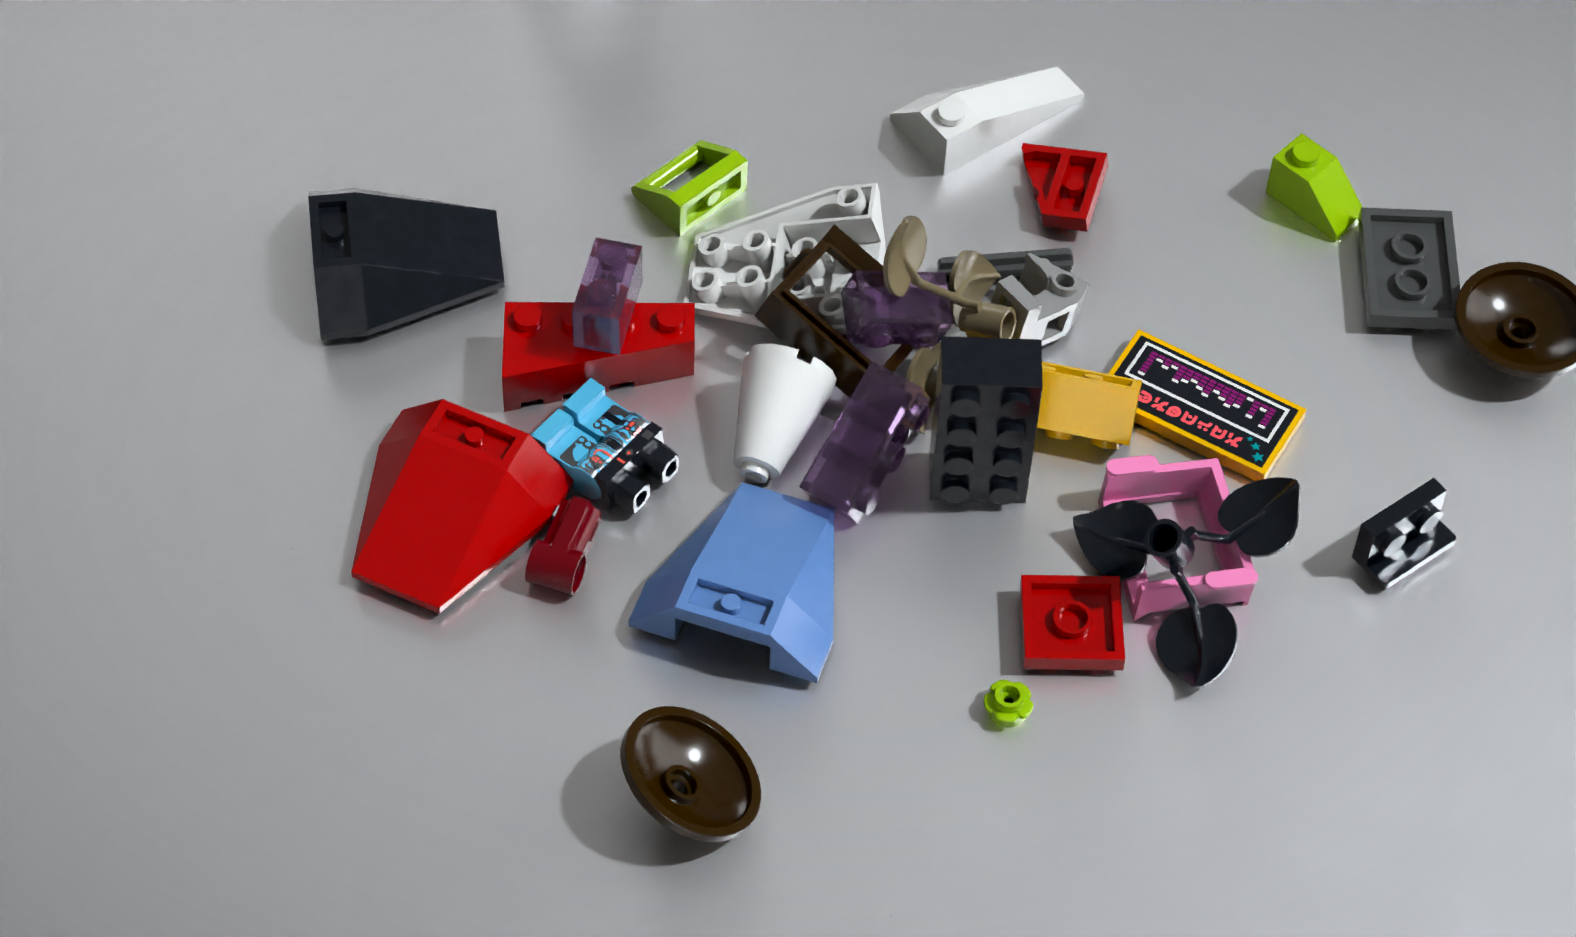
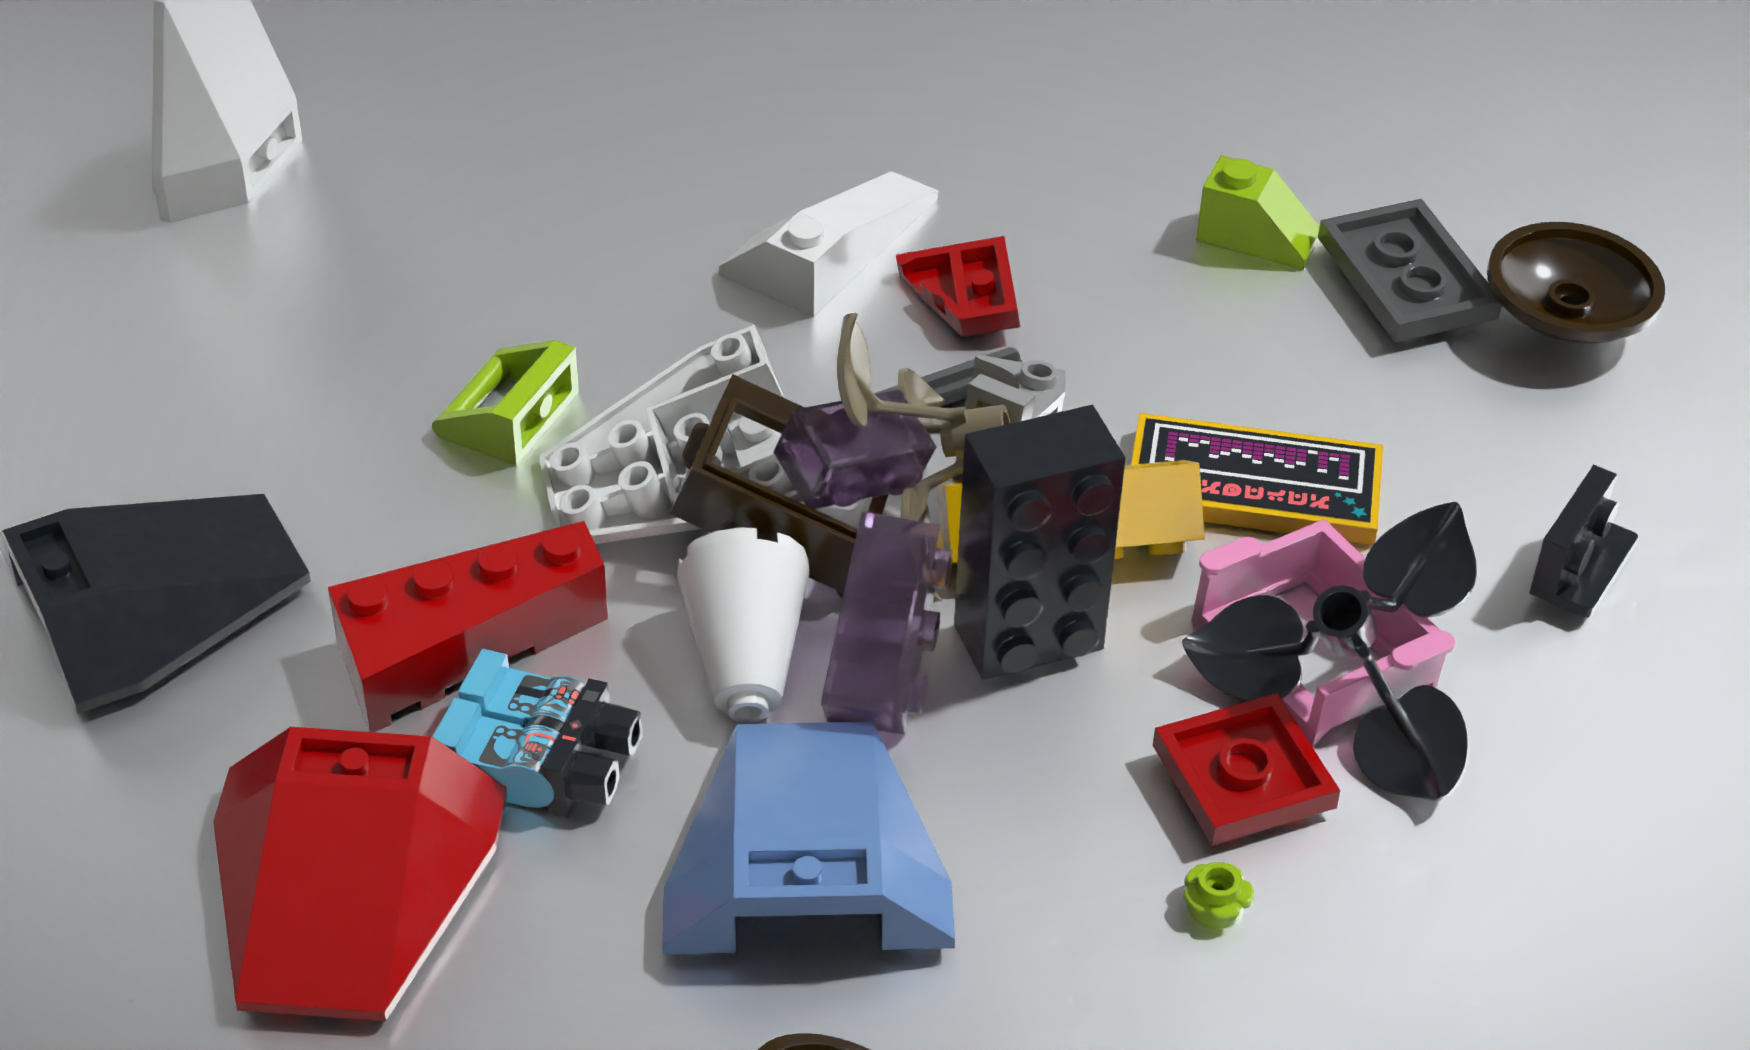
camera: 20 degrees left, 10 degrees down
(562, 557) = (532, 889): dark red piece -> none
(607, 296) = (473, 533): clear purple brick -> none

